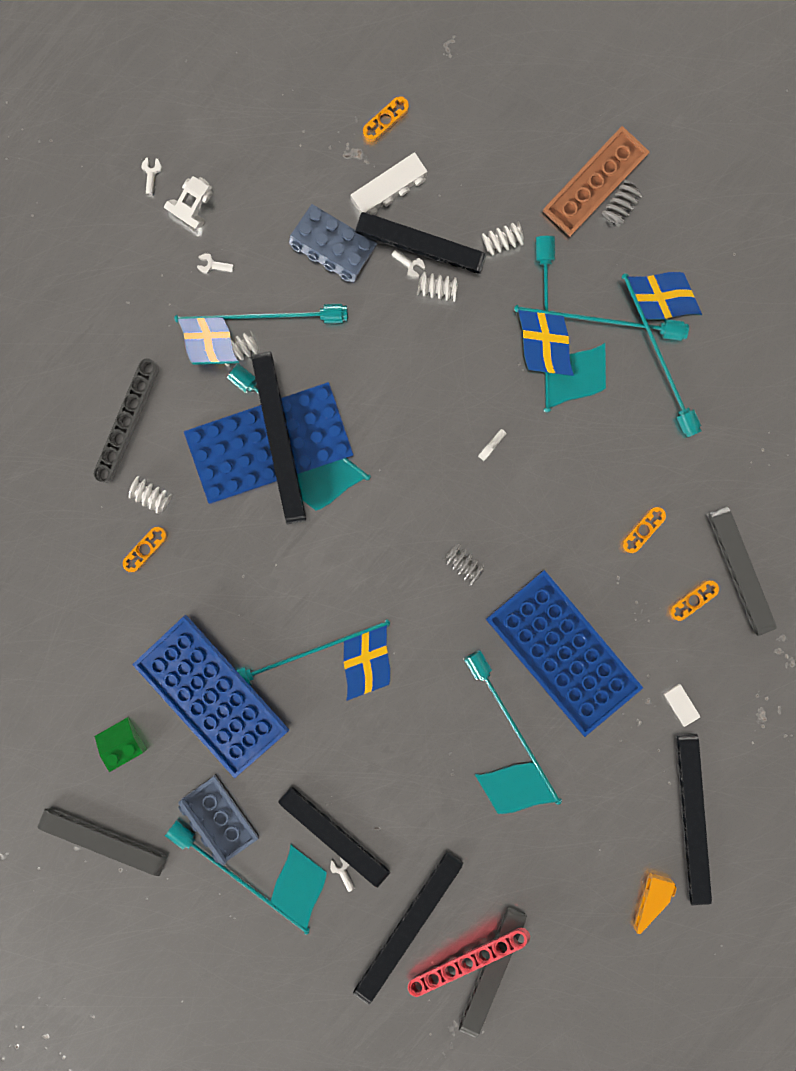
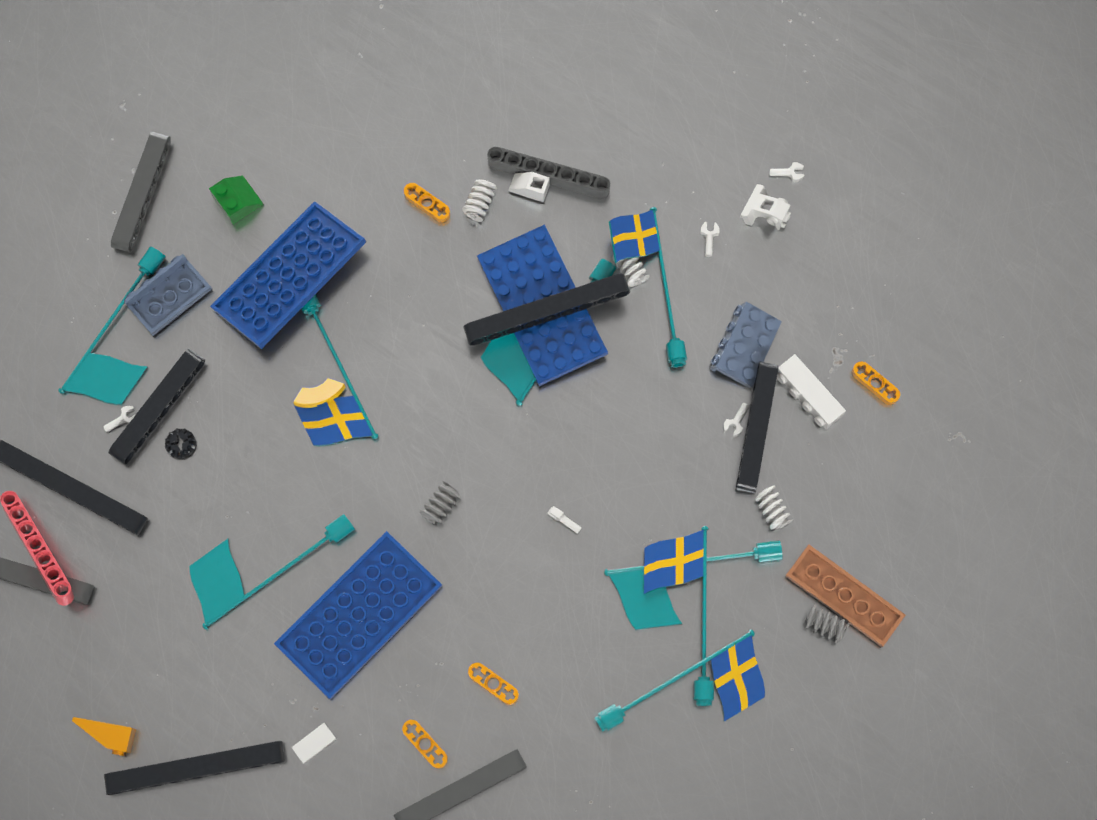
camera: 80 degrees right, 15 degrees down
(139, 442) = (530, 185): none -> white slope
(339, 674) = (314, 396): none -> yellow tile
(378, 808) = (187, 447): none -> black gear
(437, 286) = (715, 448): white piece -> none

